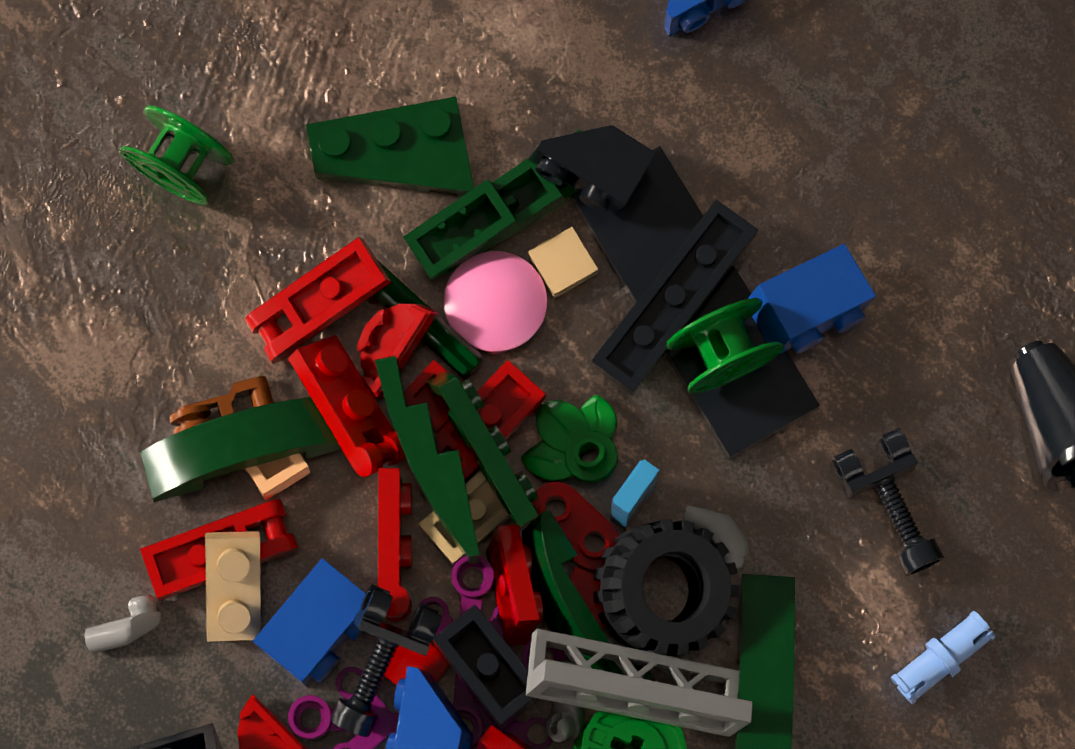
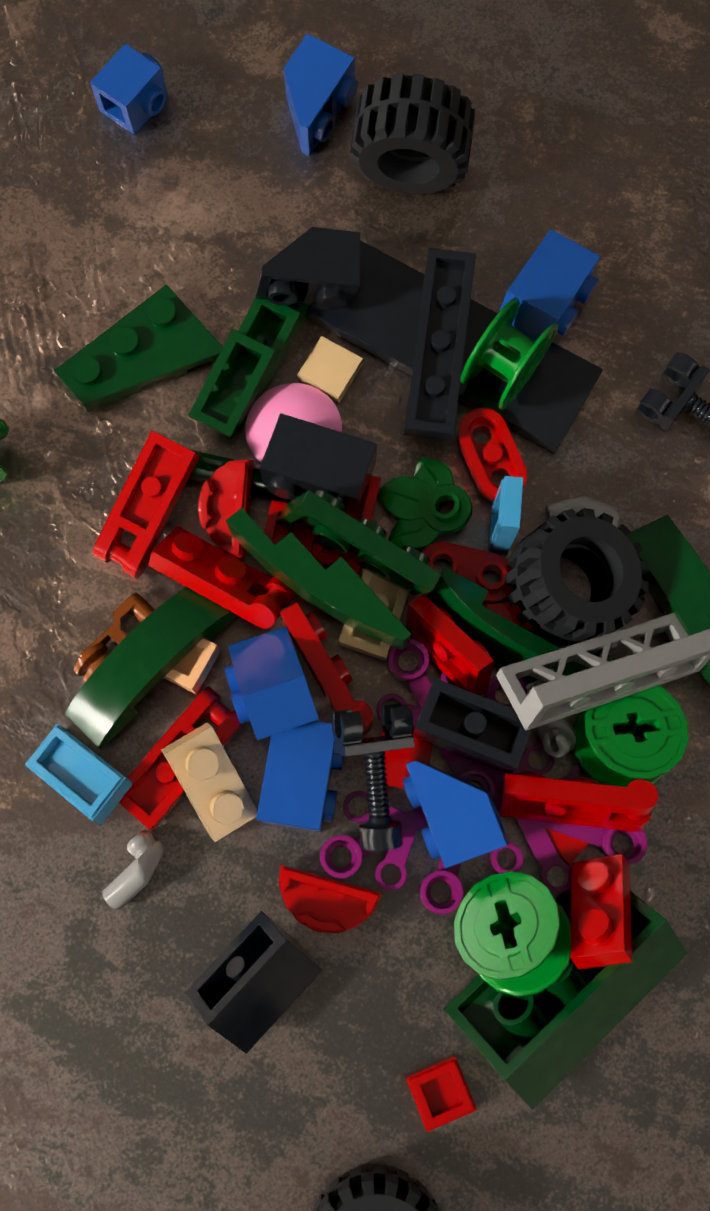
camera: 30 degrees left, 0 degrees up
(123, 513) = (79, 774): none -> dark azure tile
(332, 527) = (269, 684): none -> blue brick
(490, 352) = (317, 458): none -> black brick
(664, 431) = (491, 458): none -> red plate
(764, 82) = (412, 134): none -> black tyre

